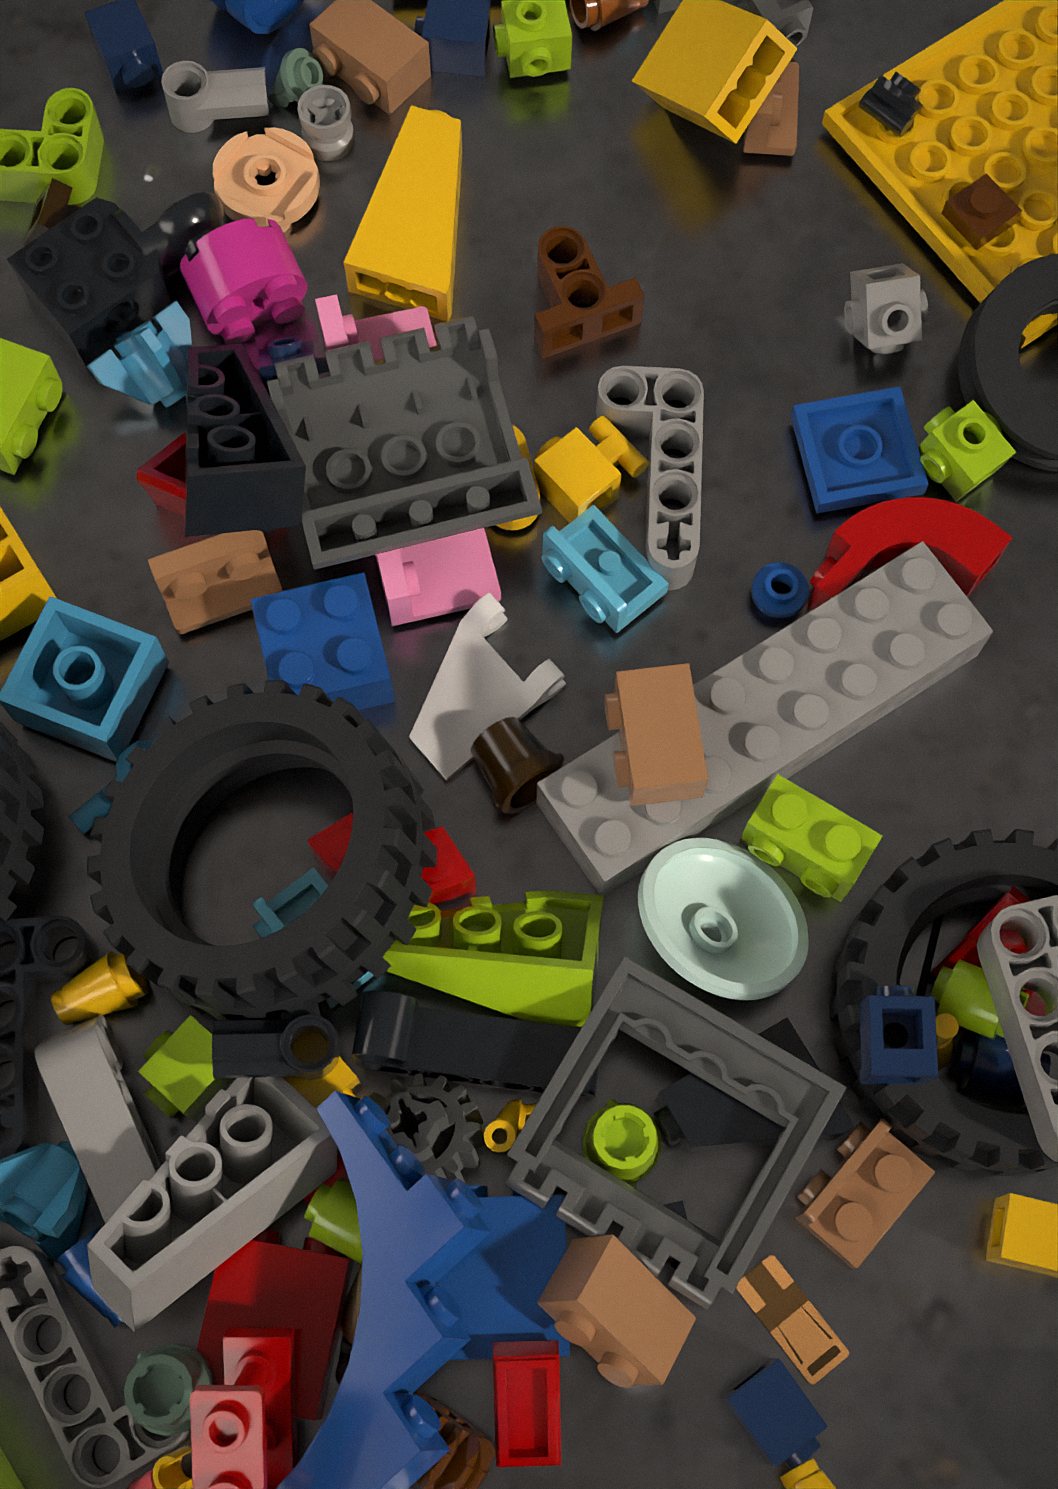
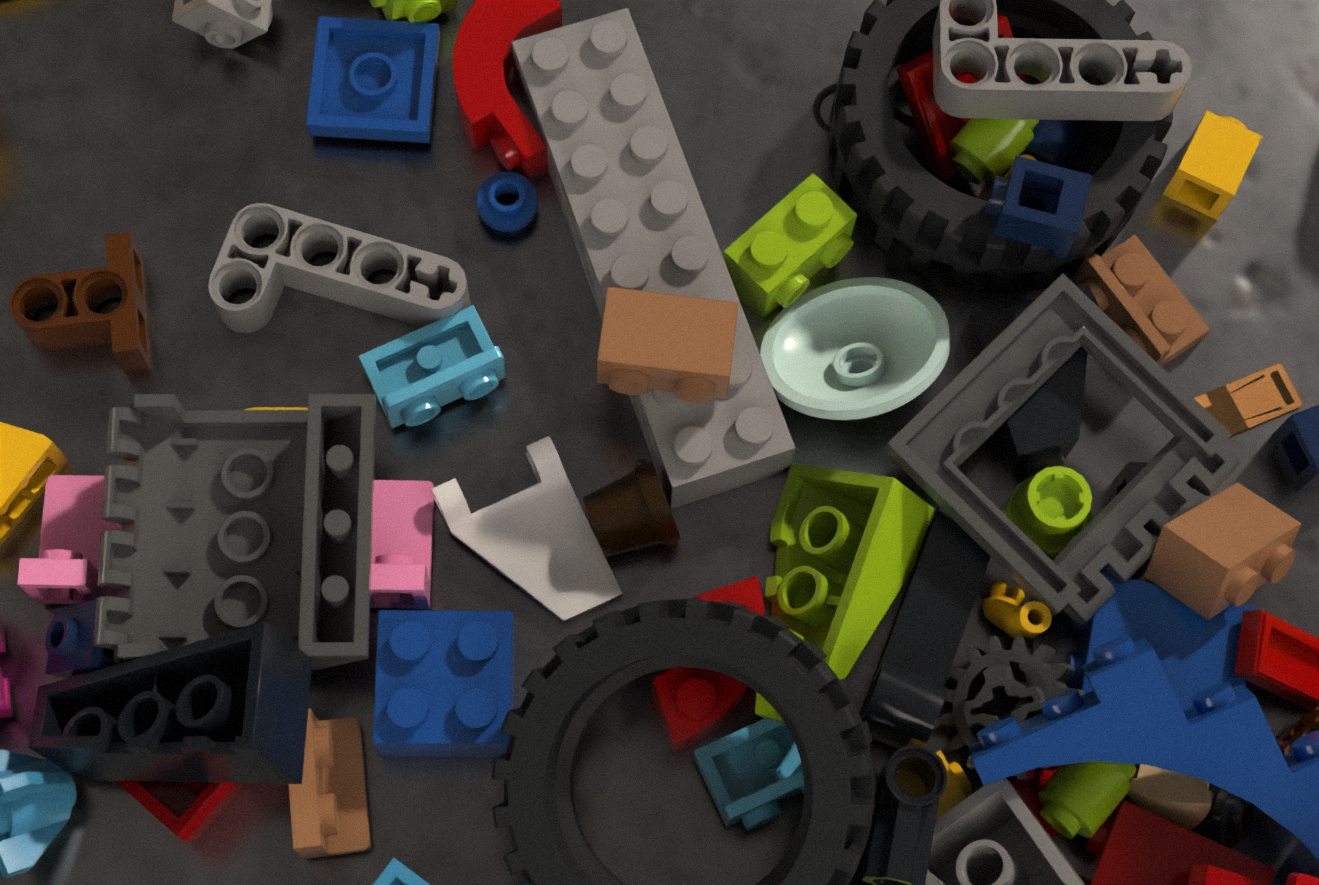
camera: 80 degrees left, 0 degrees up
(579, 474) = (314, 356): yellow brick -> none

